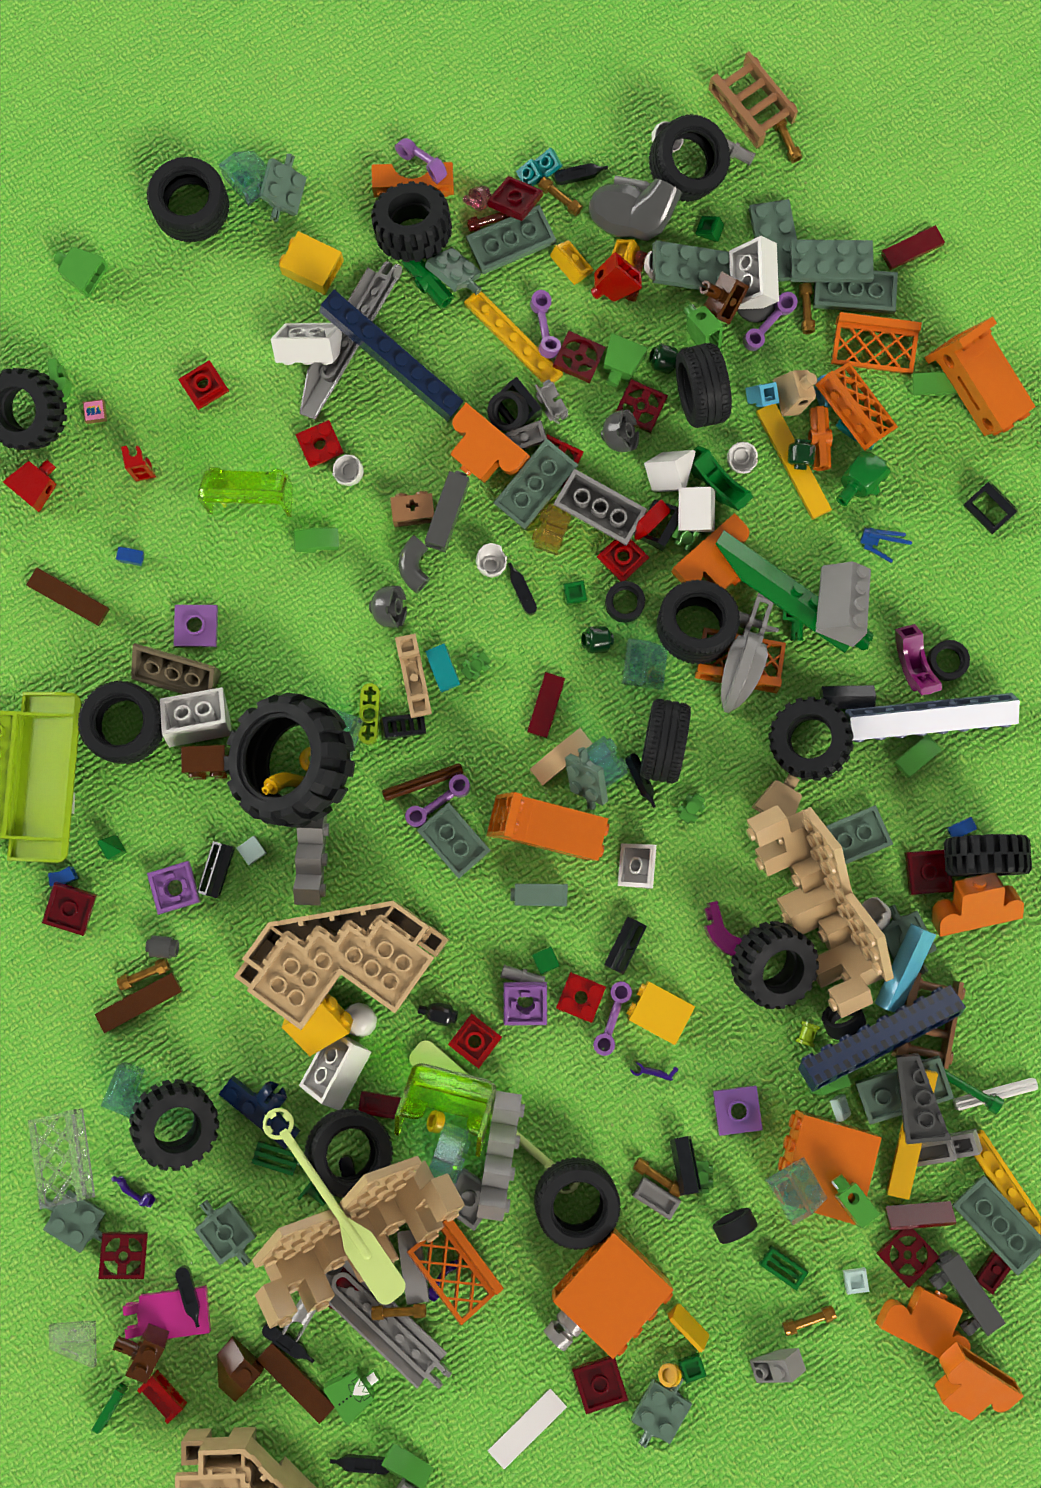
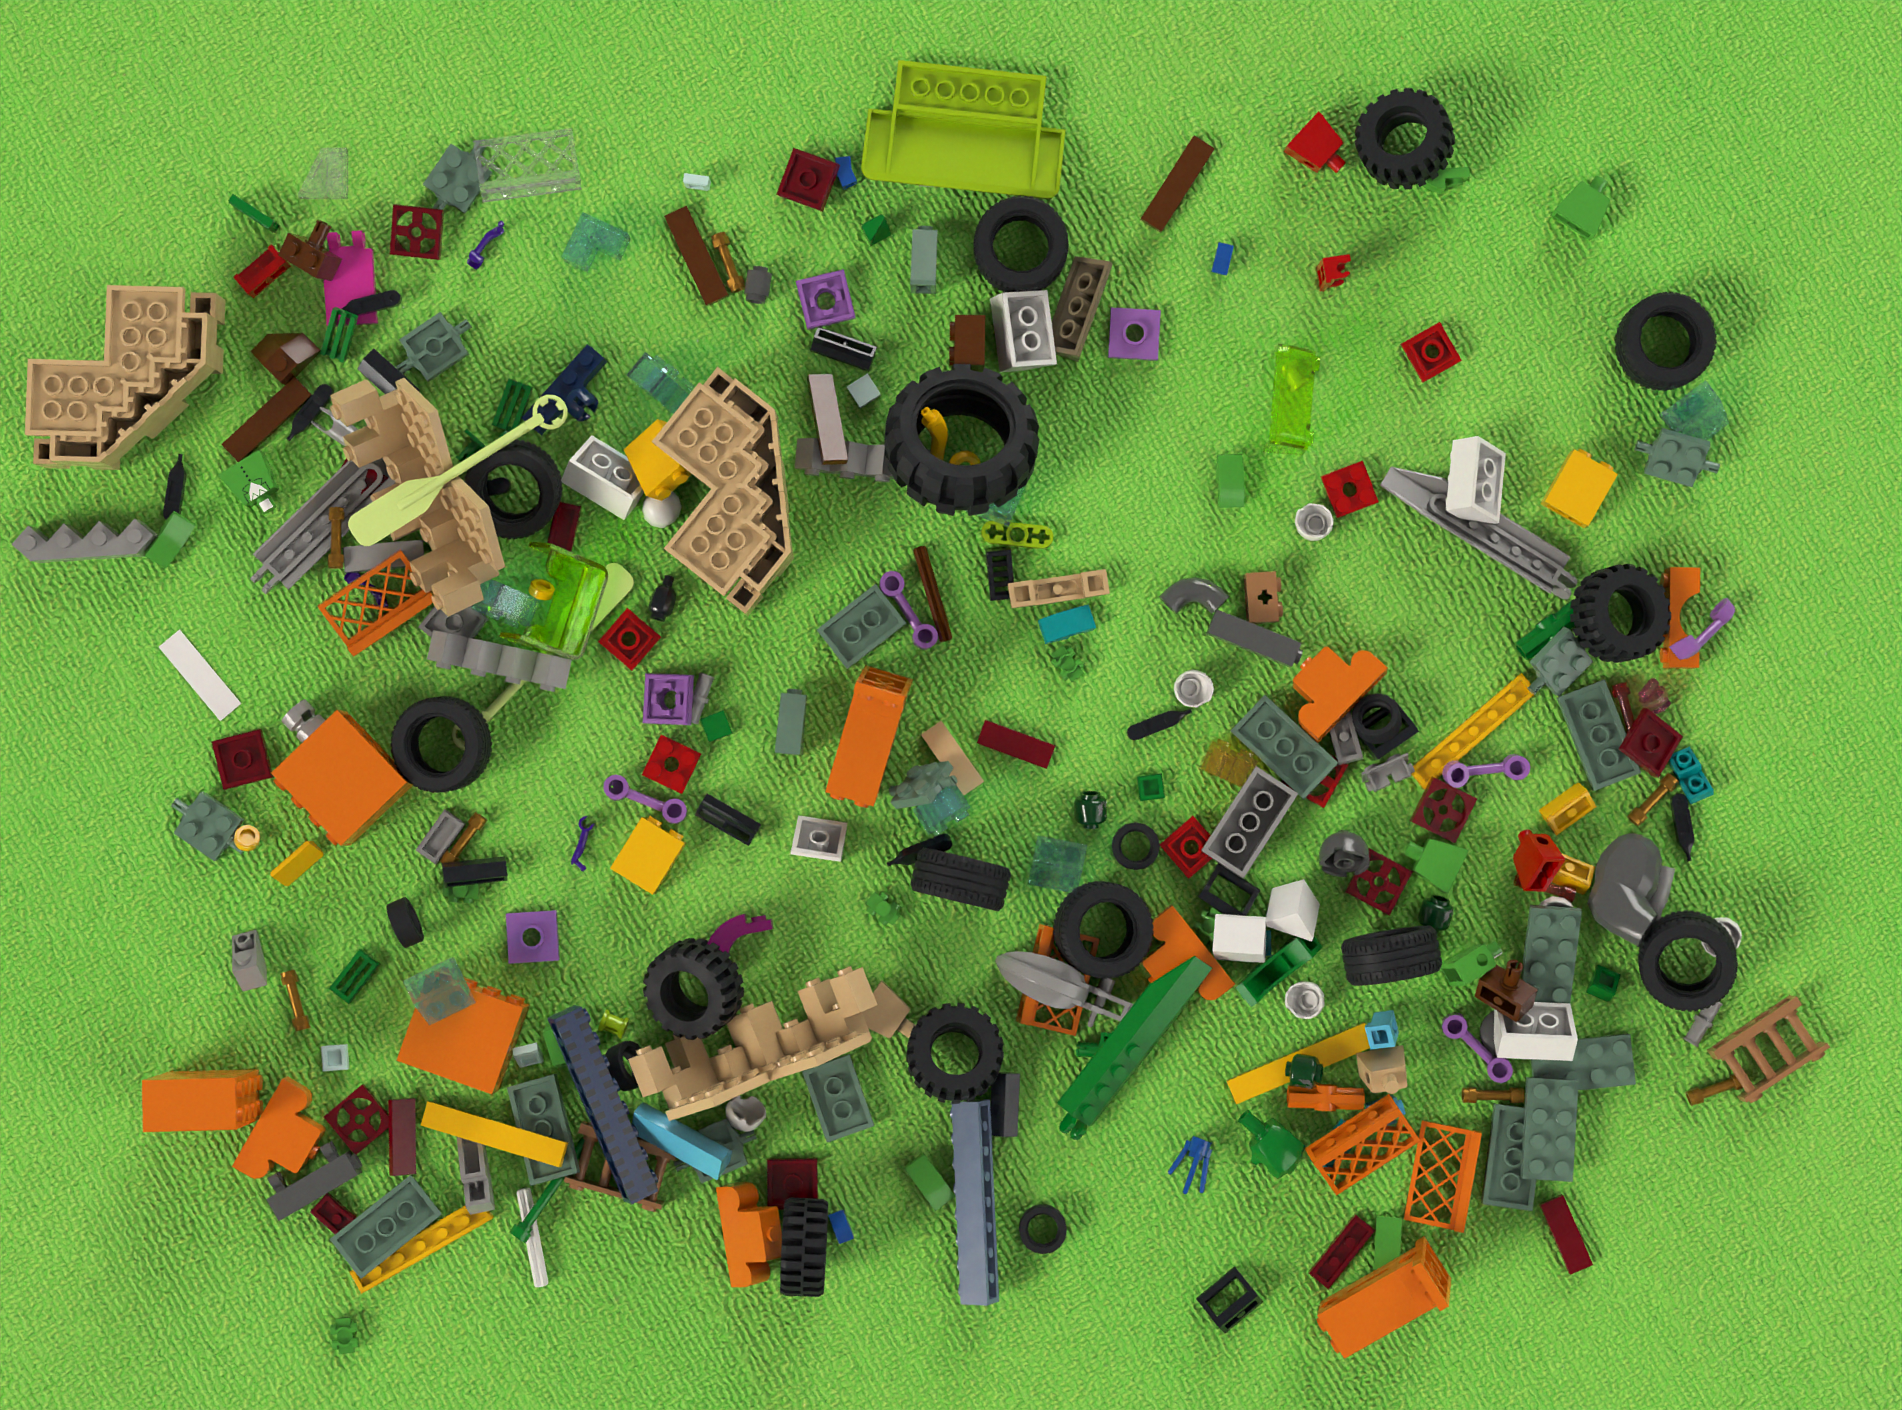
camera: 95 degrees right, 5 degrees up
(73, 1006) = (696, 182): none -> light aqua tile
(94, 411) = (1404, 220): tile -> none
(137, 804) = (924, 260): none -> sand green slope
(188, 1147) = (531, 310): black tyre -> none
(215, 1329) = (330, 331): none -> green tile
(248, 1280) = (381, 372): none -> black piece
(249, 1026) = (660, 381): none -> clear light blue brick
(276, 879) = (827, 419): none -> tile
(388, 606) = (1143, 562): dark grey cylinder -> none
(390, 355) = (1449, 580): dark blue brick -> none
(651, 519) = (1231, 883): red slope -> none
(692, 1367) = (252, 864): green tile -> none
(843, 602) = (1116, 1104): light grey slope -> none
(861, 1209) = (414, 1062): bright green torso -> none
(910, 1404) = (201, 1100): none -> orange brick
(914, 662) = (1043, 1187): magenta arch -> none
(918, 1103) = (521, 1142): dark grey wing -> none
(943, 421) = (1341, 1251): none -> dark red tile
(974, 1384) = (216, 1178): orange brick -> none

